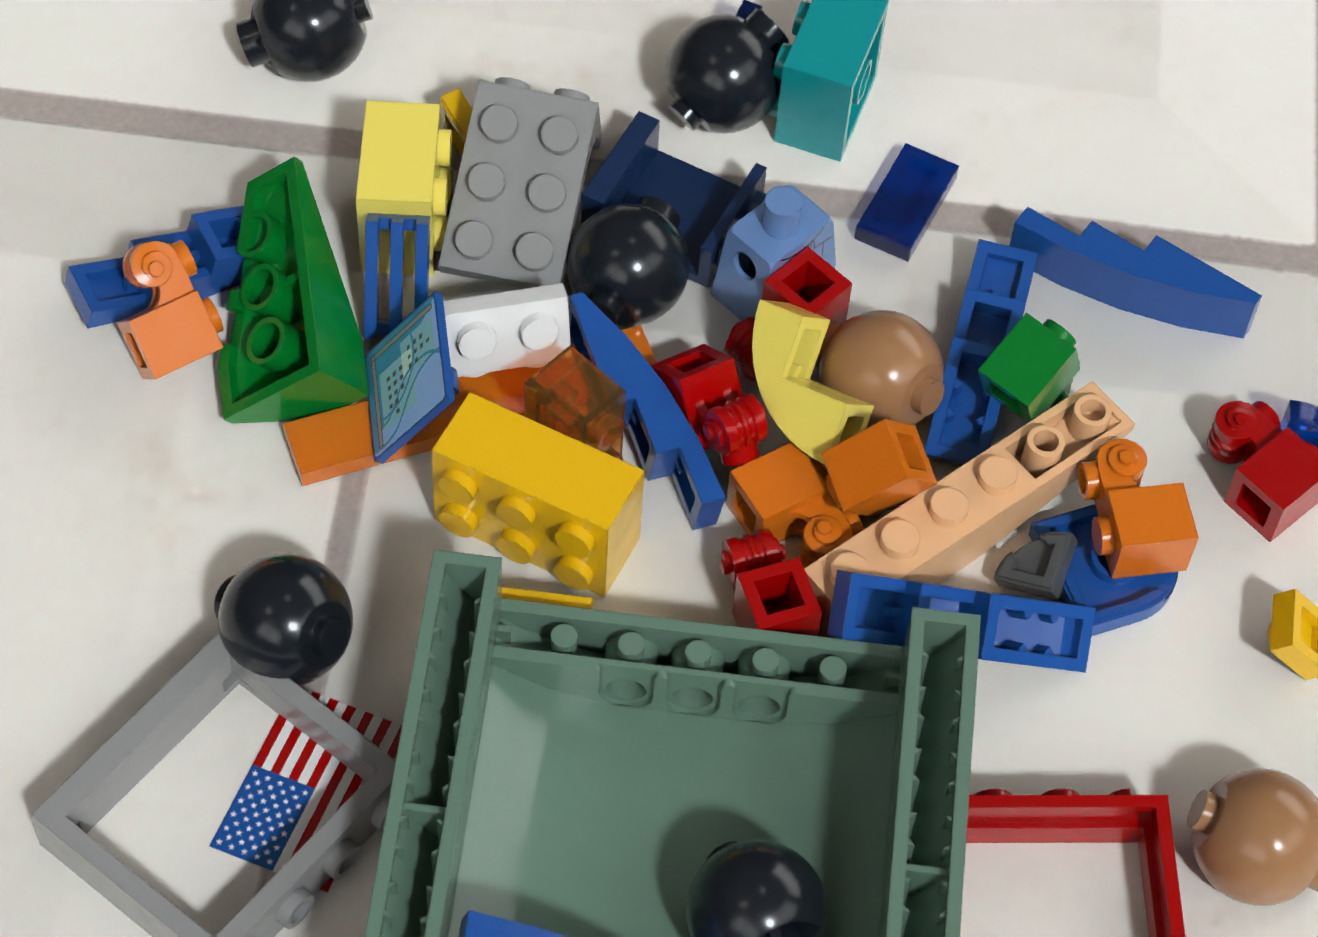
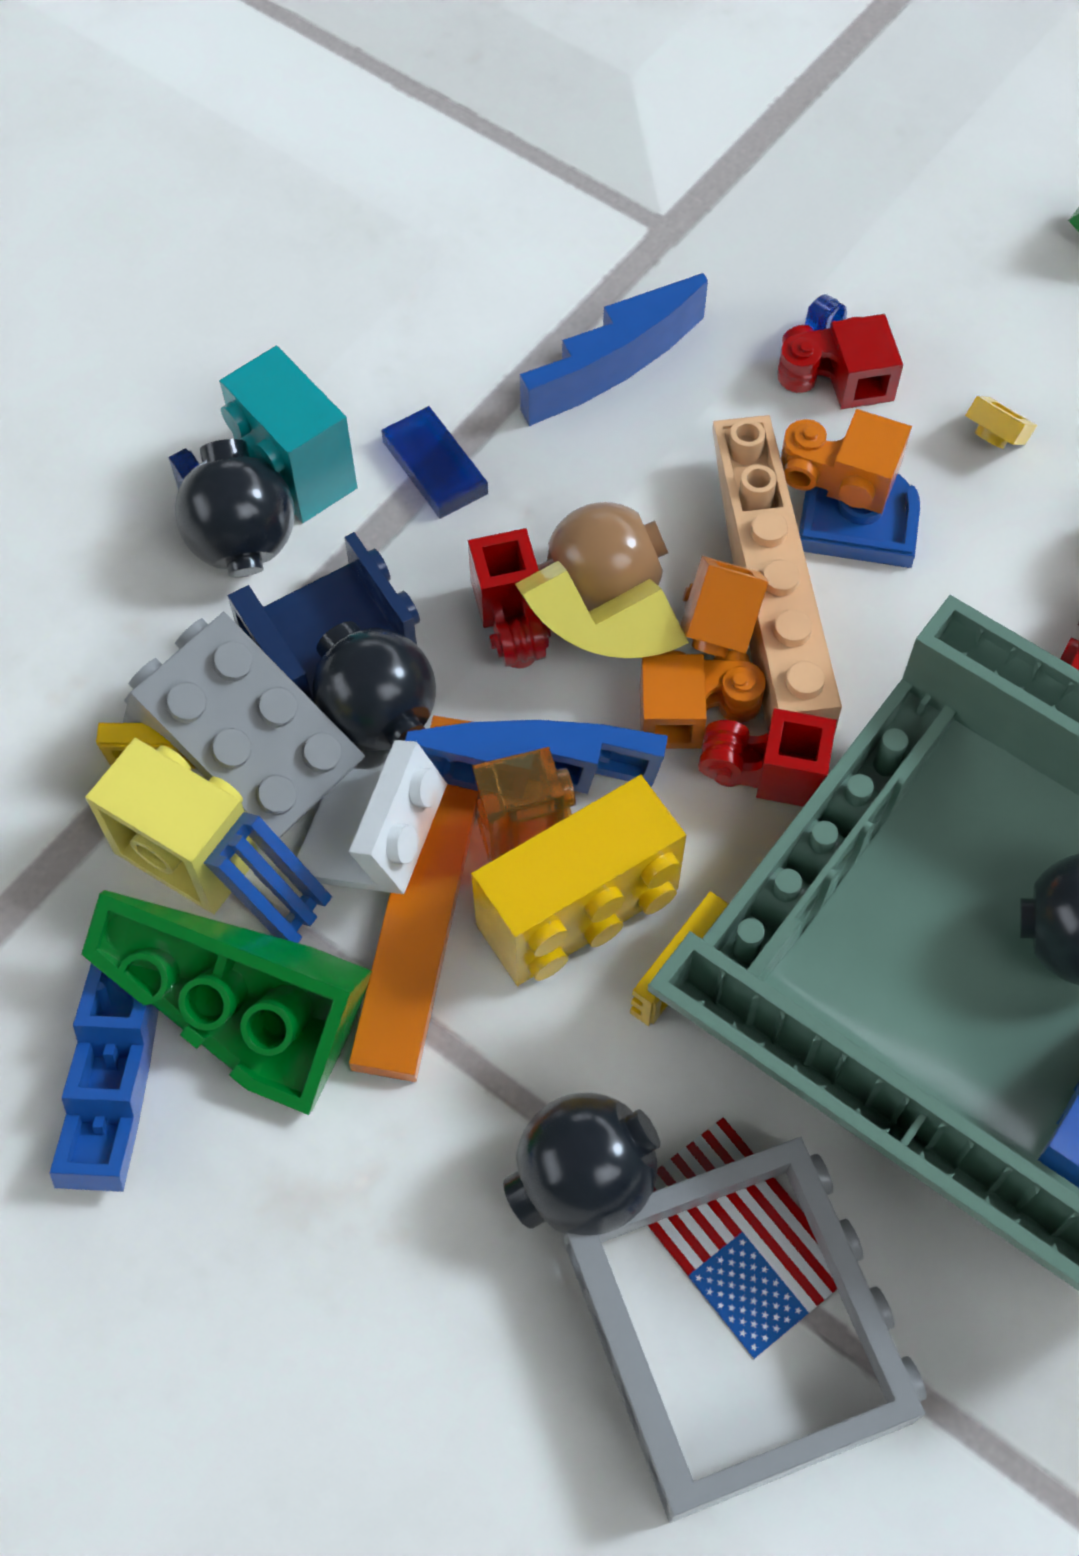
camera: 55 degrees left, 5 degrees up
(177, 322) = (186, 1104): orange brick -> none
(410, 378) = (398, 921): piece -> none
(712, 401) = (556, 692): red brick -> none
(766, 242) = (440, 559): medium blue torso -> none
(989, 311) = (605, 471): blue slope -> none
(1010, 626) = (880, 633): blue slope -> none
(1031, 367) = (687, 450): green brick -> none
(1039, 565) = (844, 554): dark grey tile -> none

